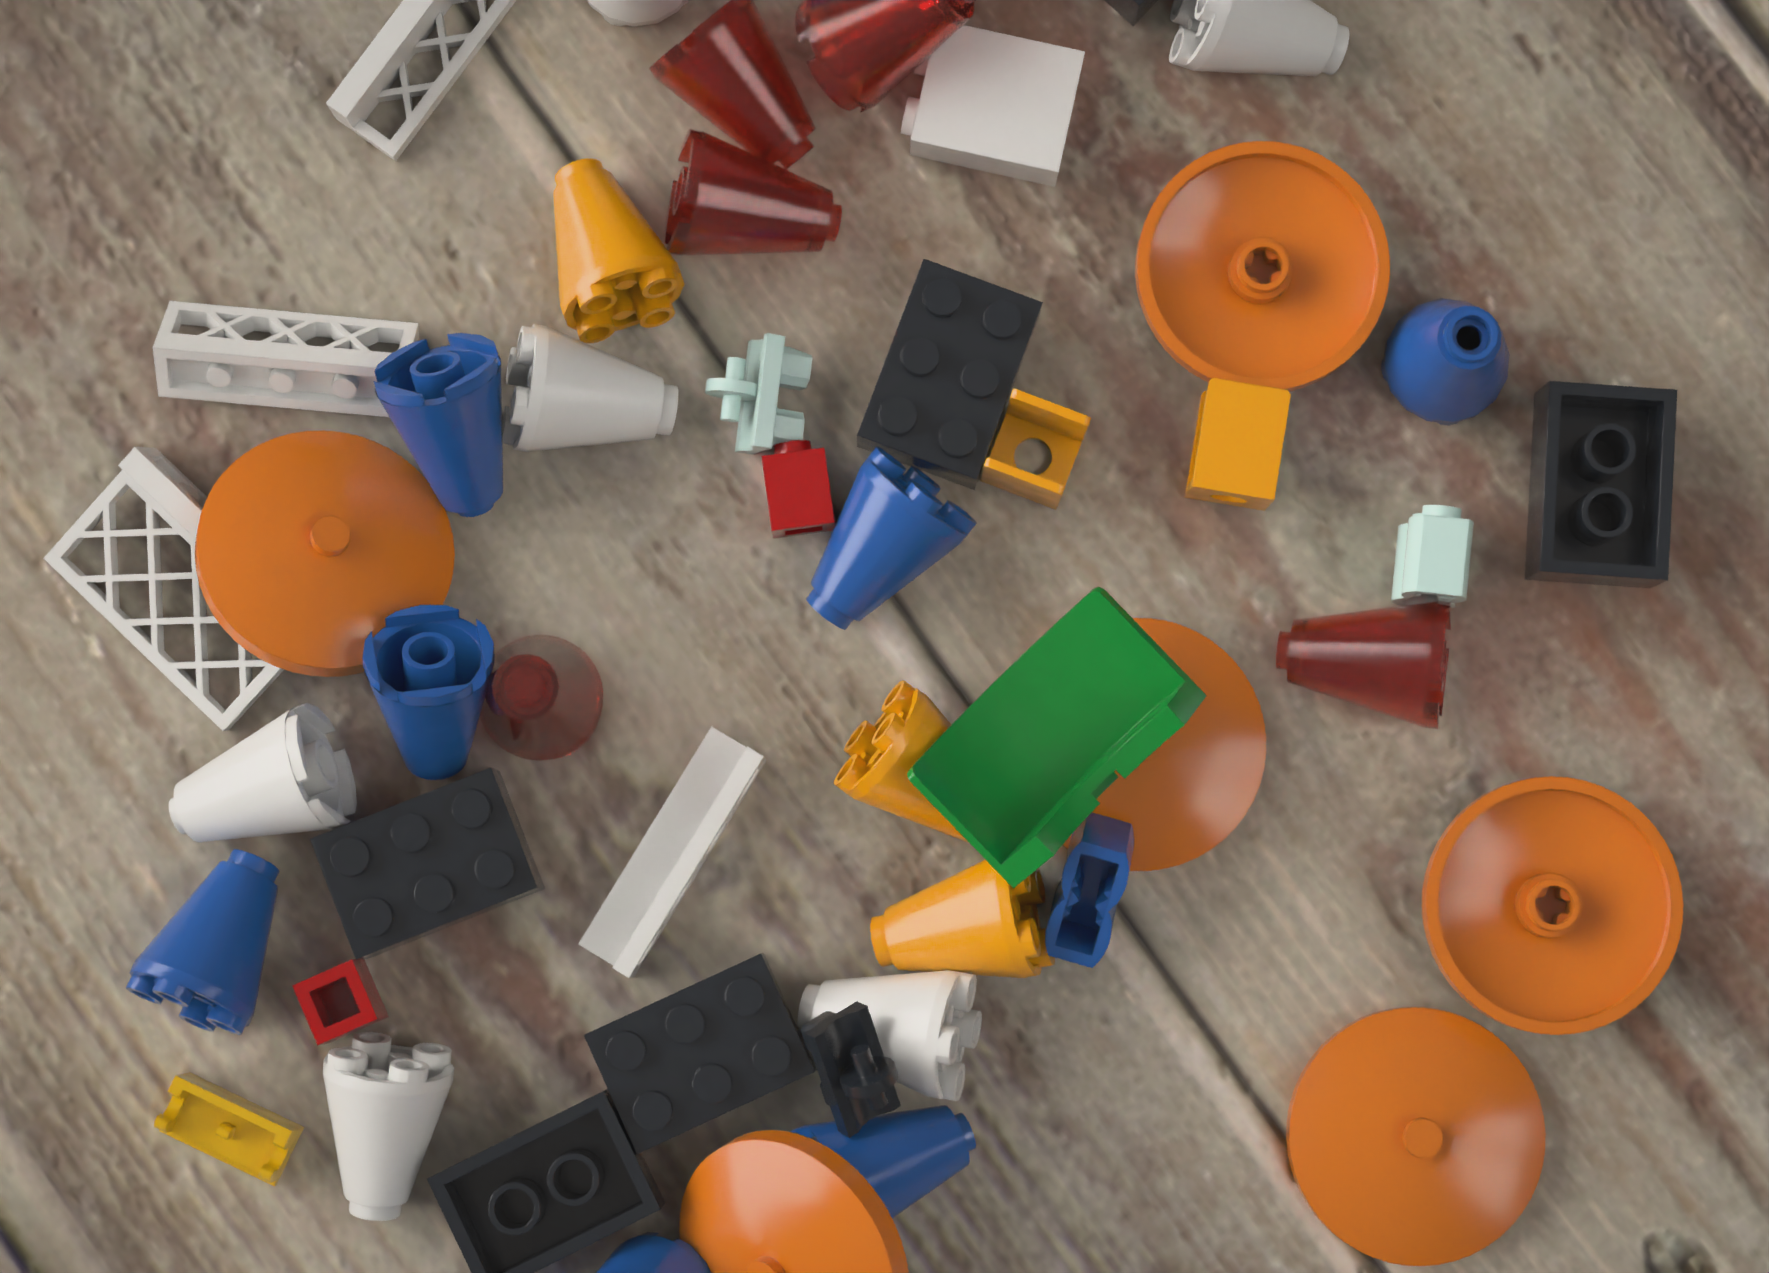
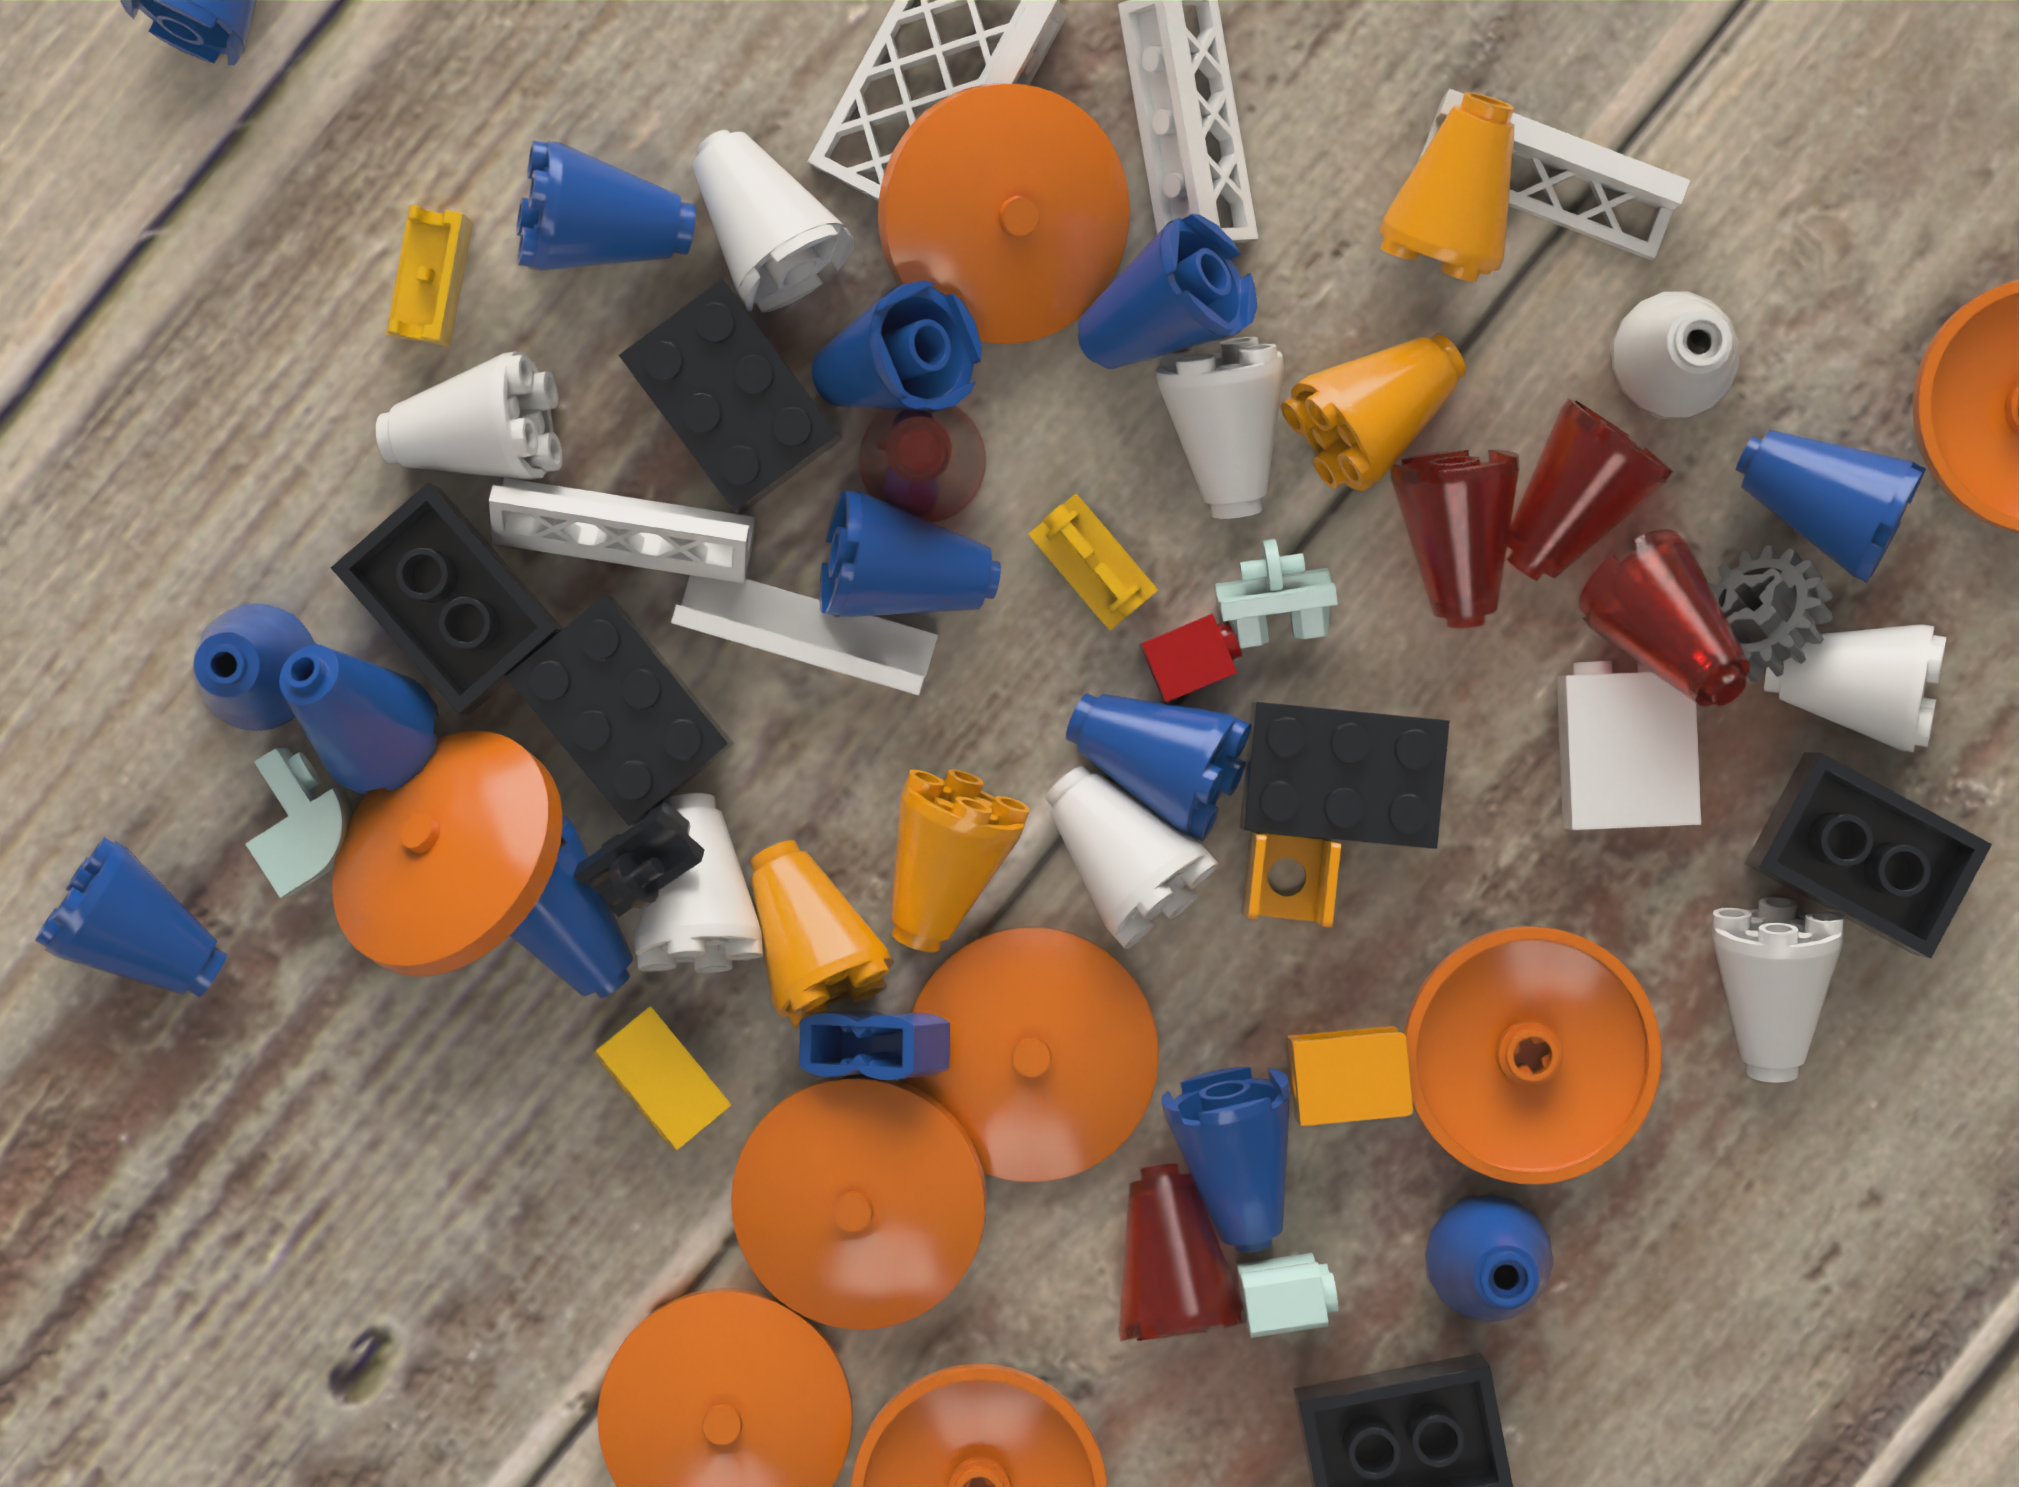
camera: 75 degrees right, 5 degrees up
(340, 1001) = (575, 350): red brick -> none
(425, 118) = (1458, 193): none -> light orange cone
(526, 1005) = (621, 530): none -> white fence
(631, 743) = (900, 563): none -> blue cone
(682, 560) = (1092, 561): none -> yellow hinge
(969, 599) = (1126, 854): none -> white cone
(1052, 732) = (1013, 971): green panel -> none
(1070, 1108) = (662, 1079): none -> yellow hinge
(1239, 948) = (859, 1202): none -> orange dish
(1281, 570) = (1235, 1149): none -> blue cone

